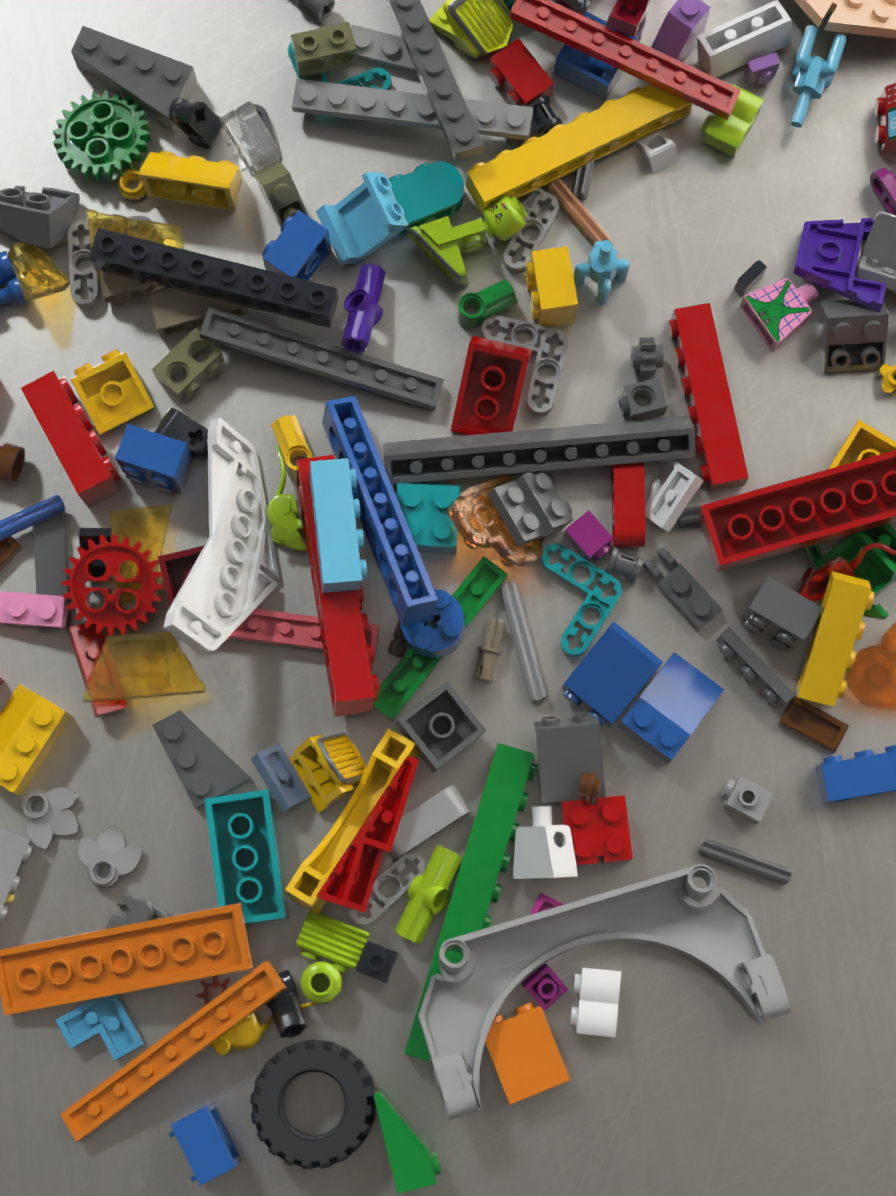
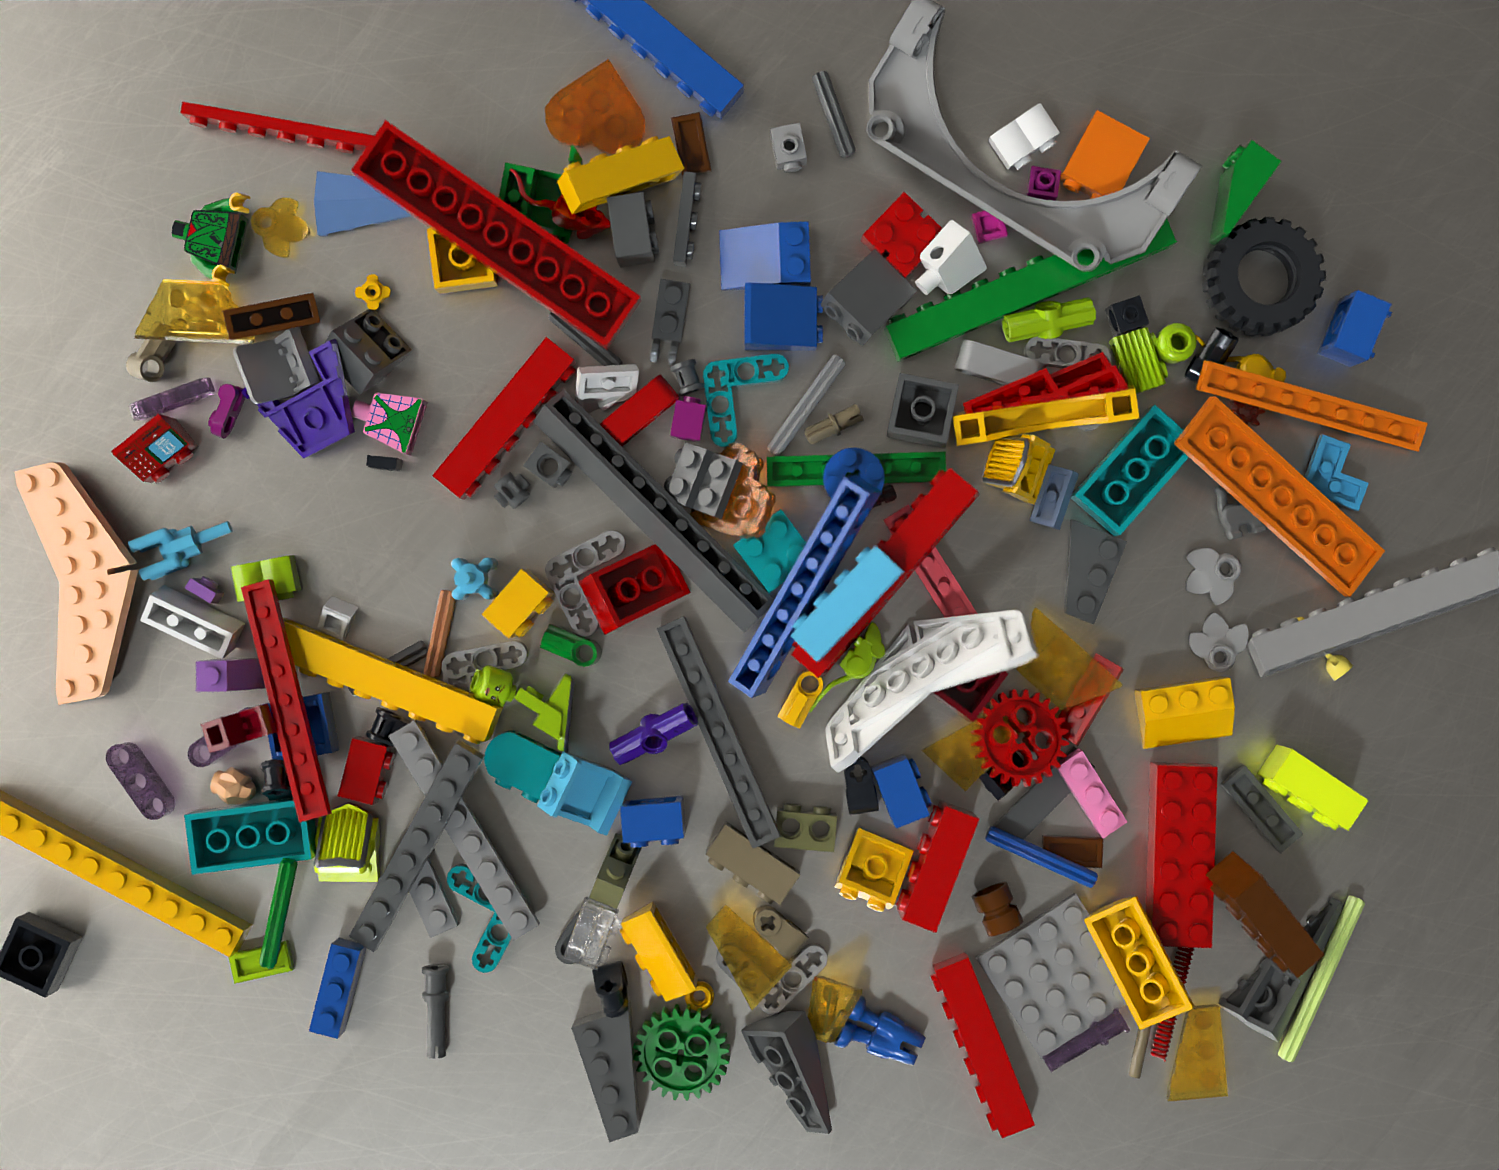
camera: 130 degrees left, 10 degrees up
(214, 277) = (728, 863): black brick -> none
(324, 49) = (472, 938): olive brick -> none
(589, 786) = (879, 263): reddish brown plate -> none

